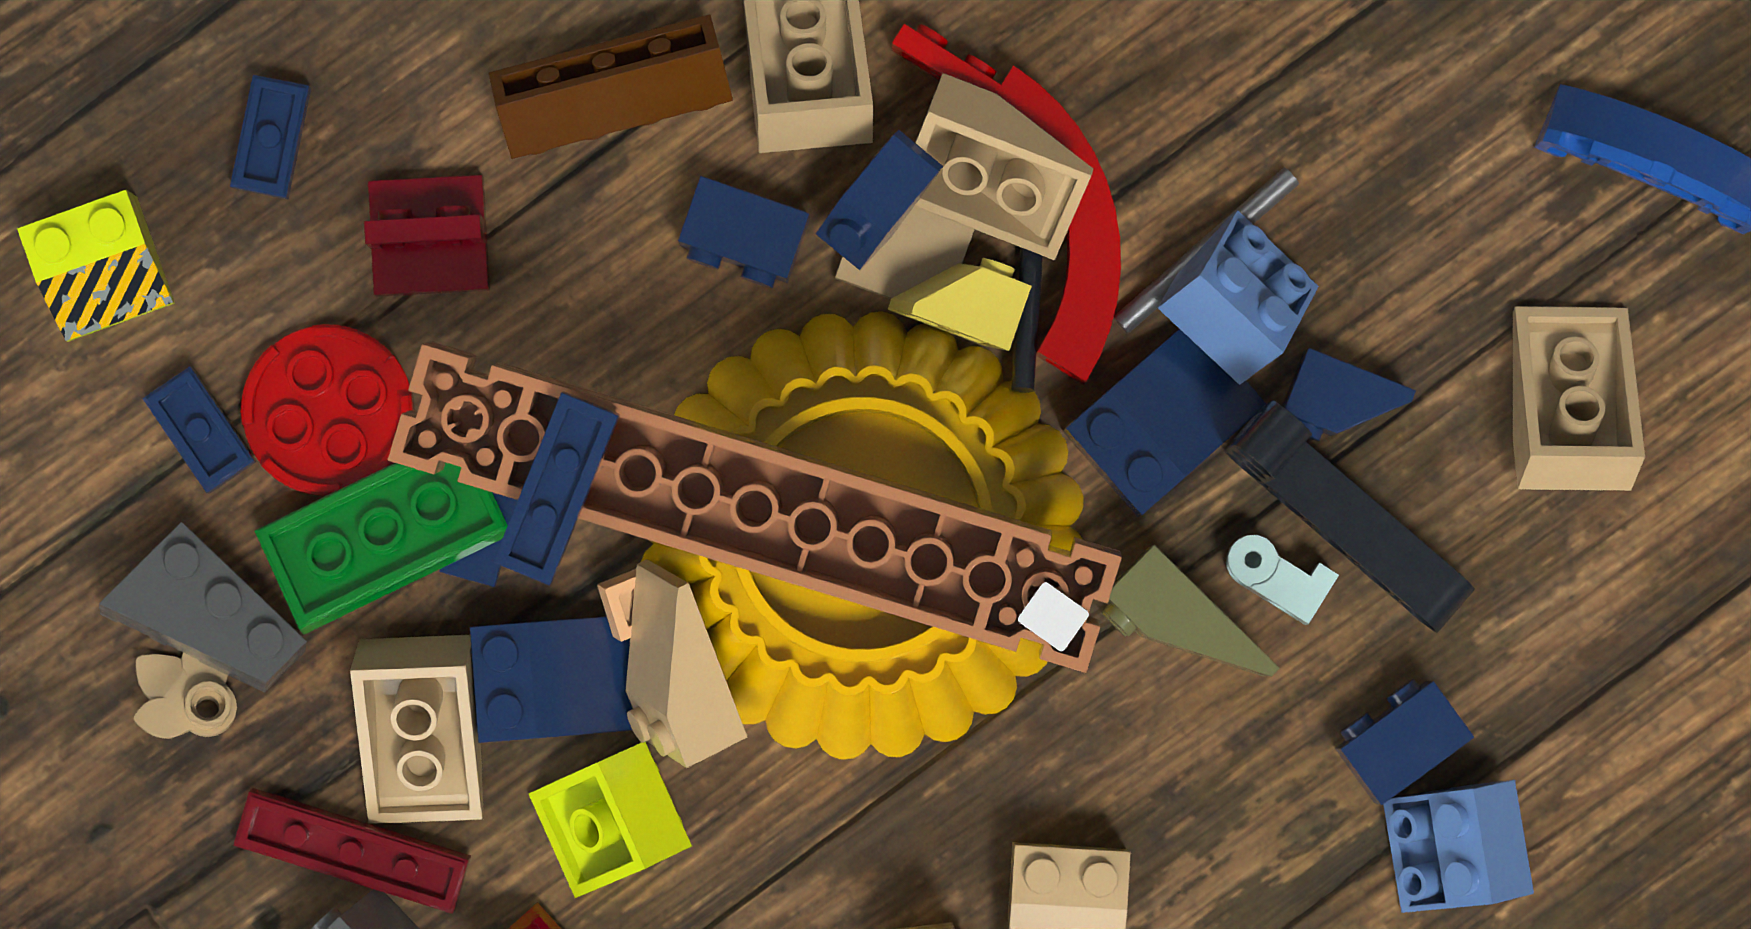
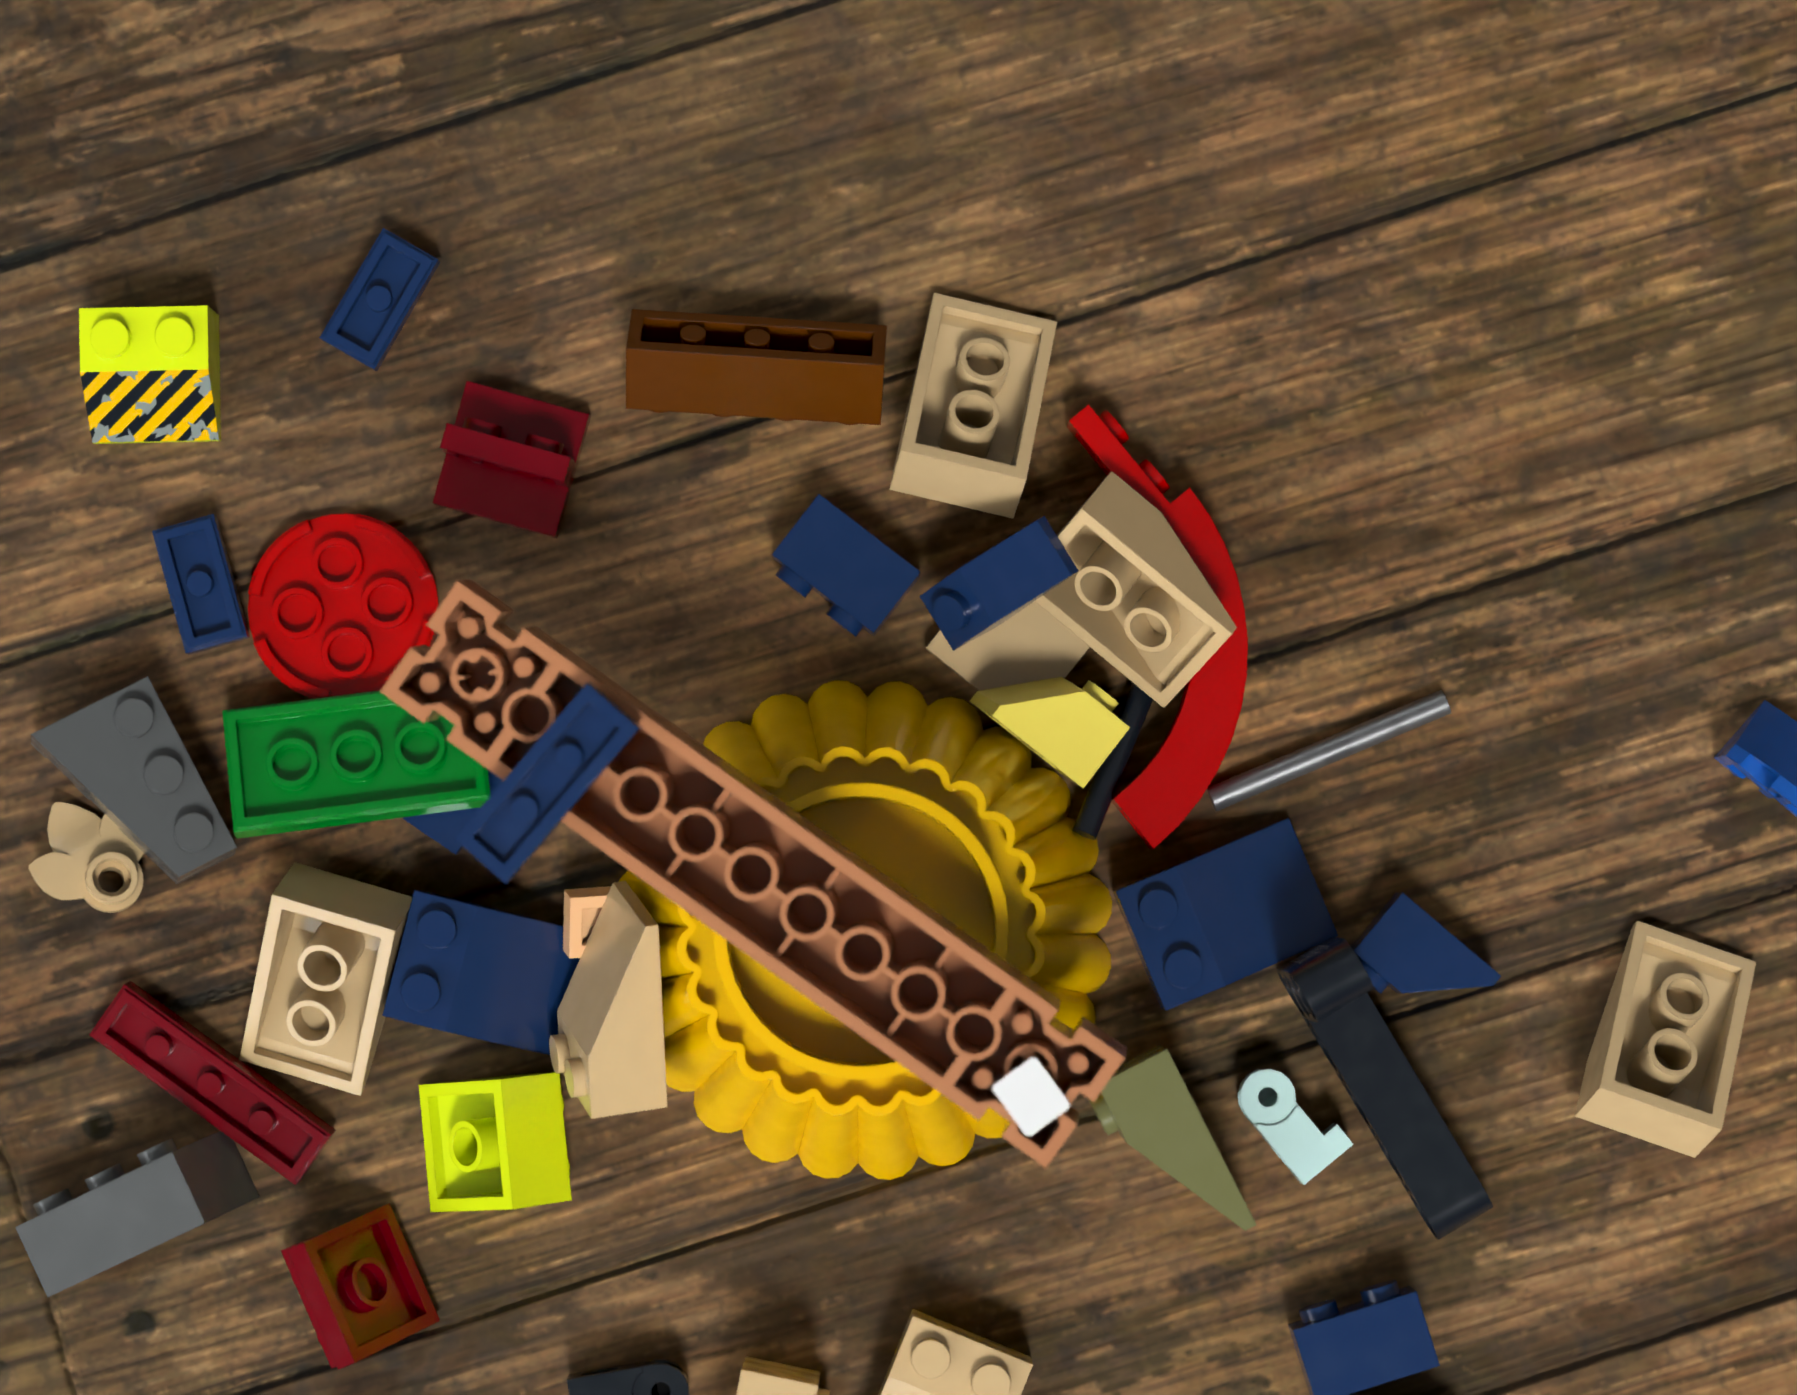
camera: 25 degrees right, 0 degrees up
(1239, 298) = (1346, 814): medium blue slope -> none

